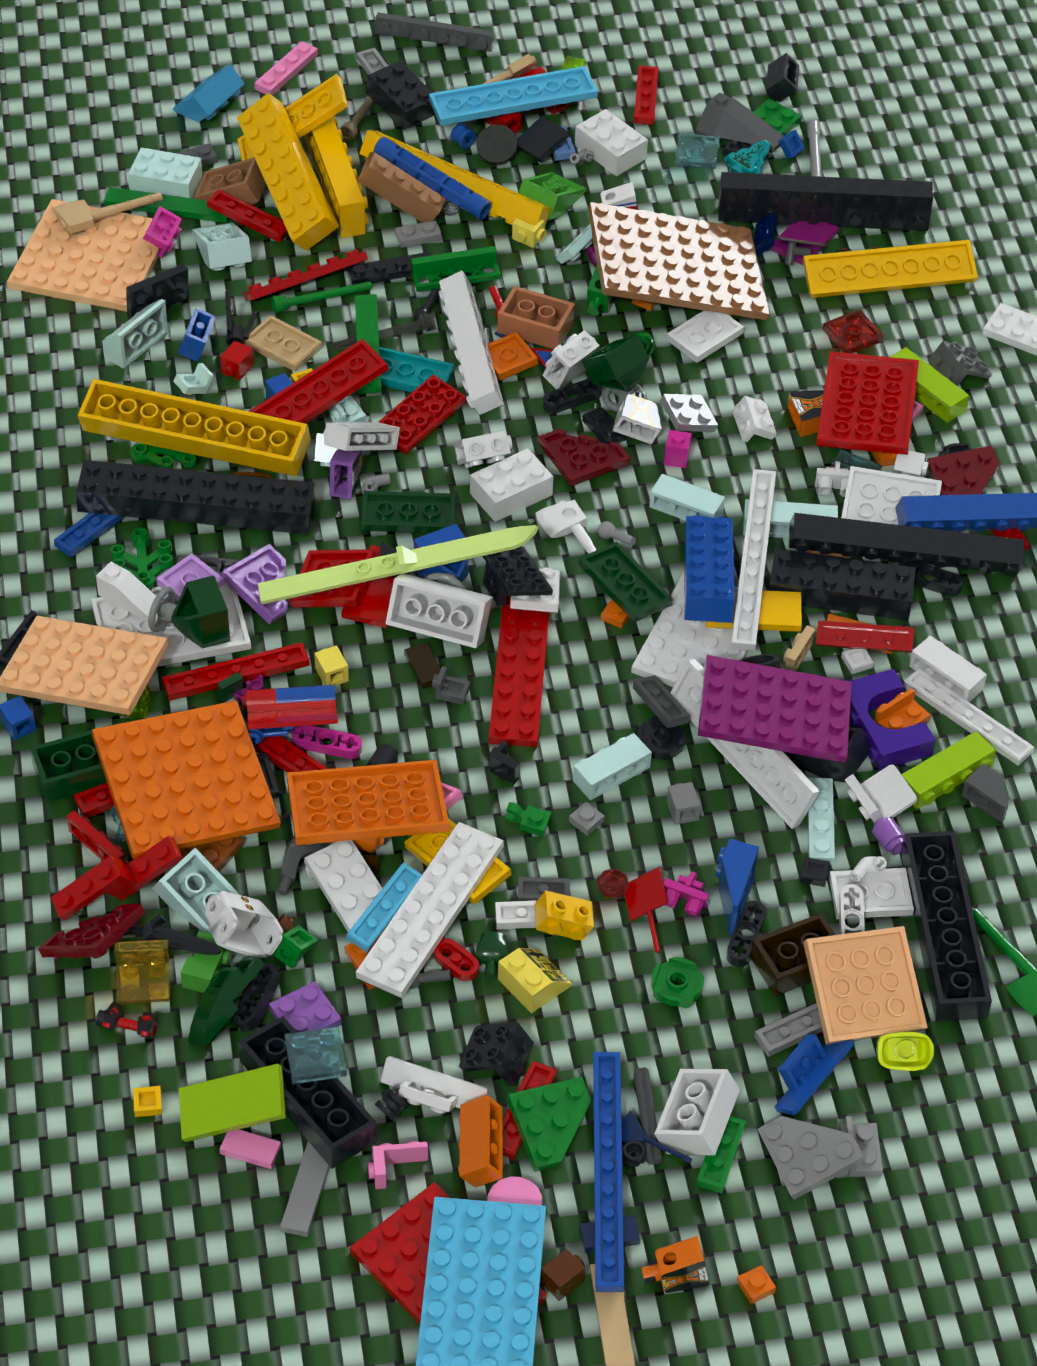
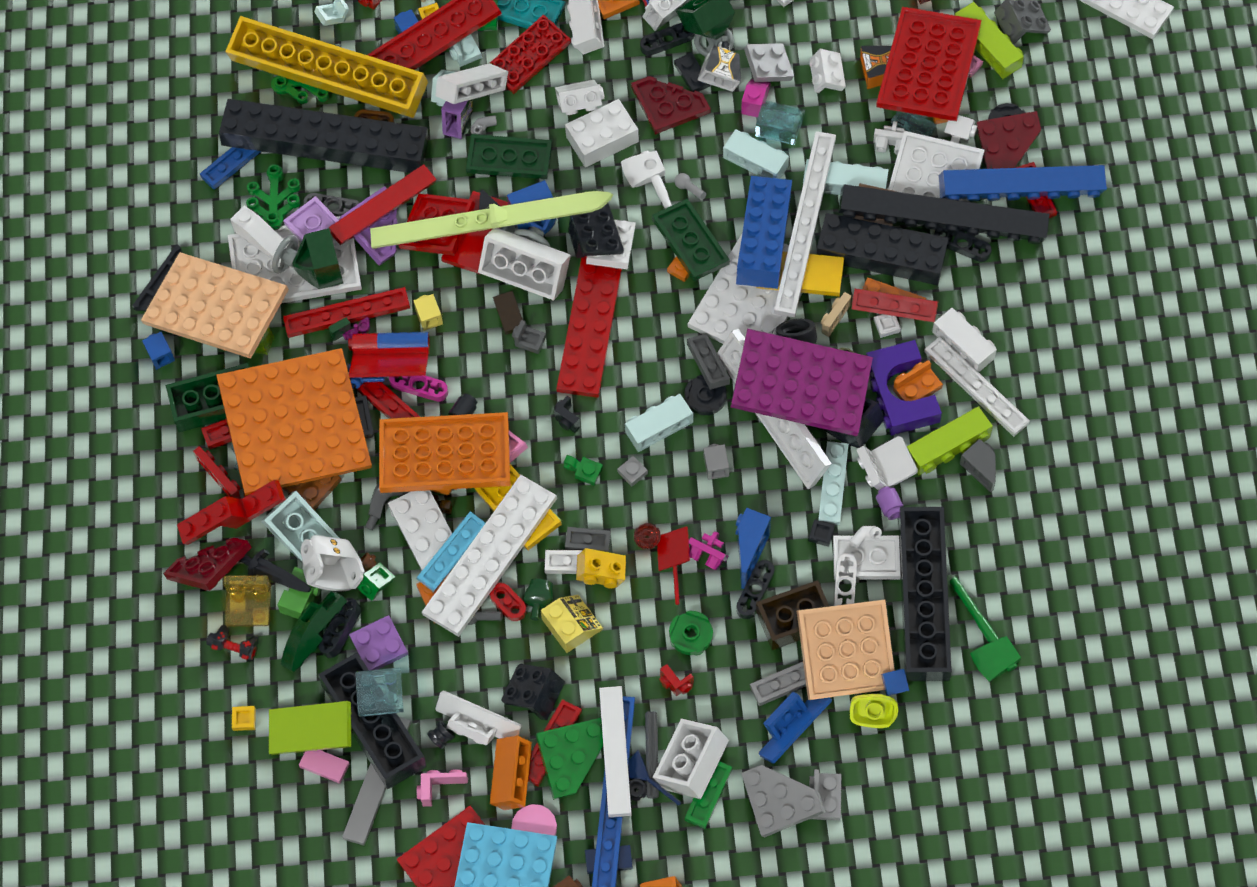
camera: 10 degrees right, 15 degrees up
(270, 558) = (382, 204): none -> red tile
(605, 1110) = (615, 752): none -> white tile
(665, 1036) = (670, 680): none -> red bracket
(708, 470) = (779, 122): none -> clear light blue slope
(925, 1018) = (895, 682): none -> blue tile

